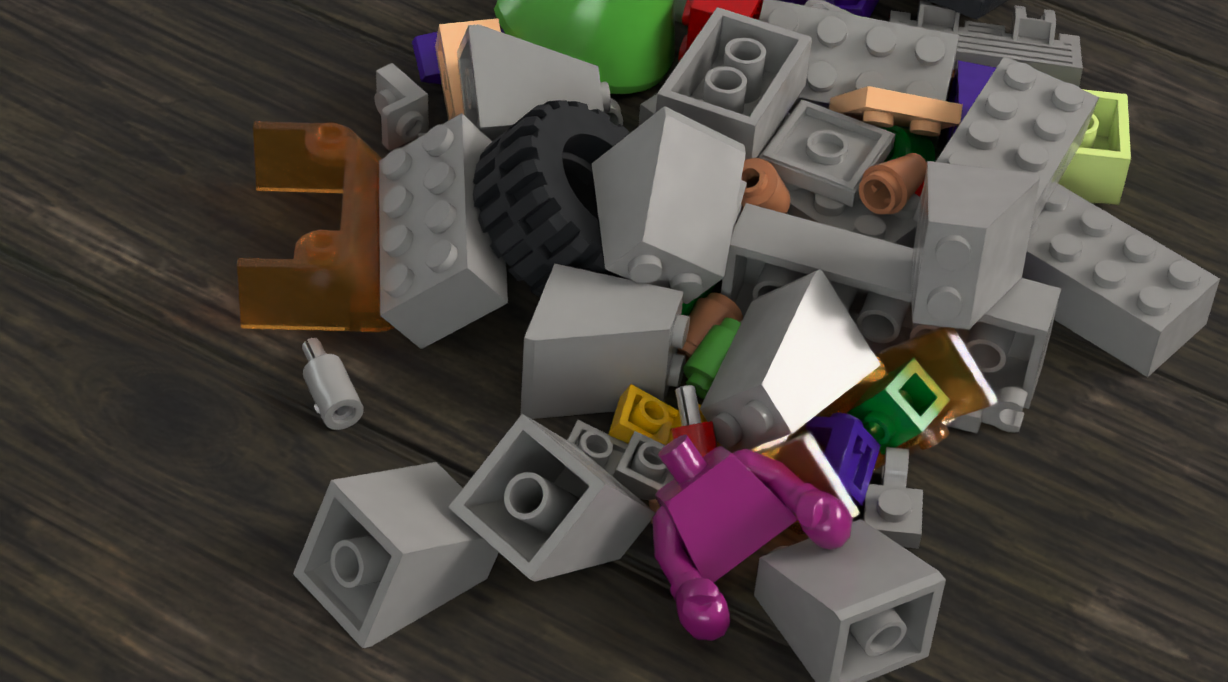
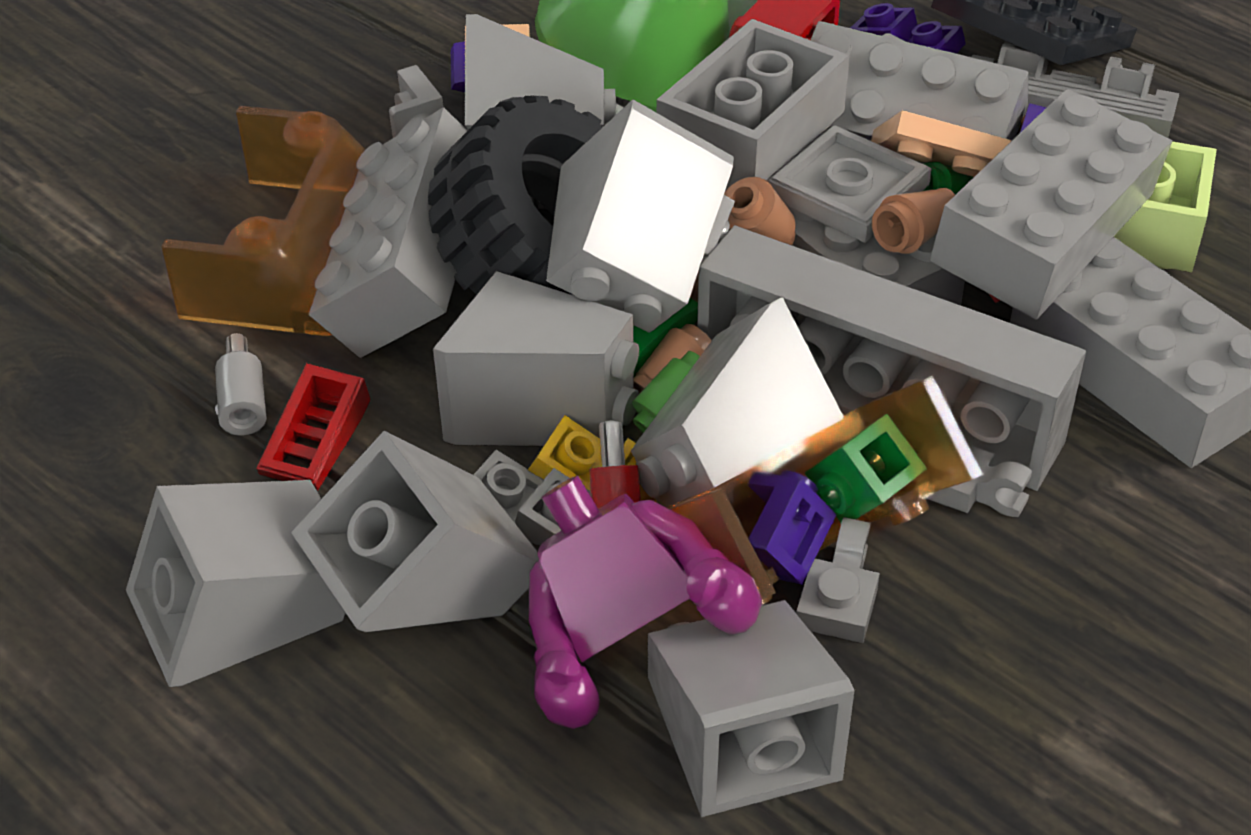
camera: 15 degrees right, 0 degrees up
(415, 380) = (315, 386): none -> red slope
(969, 241) = (970, 282): light grey slope -> none

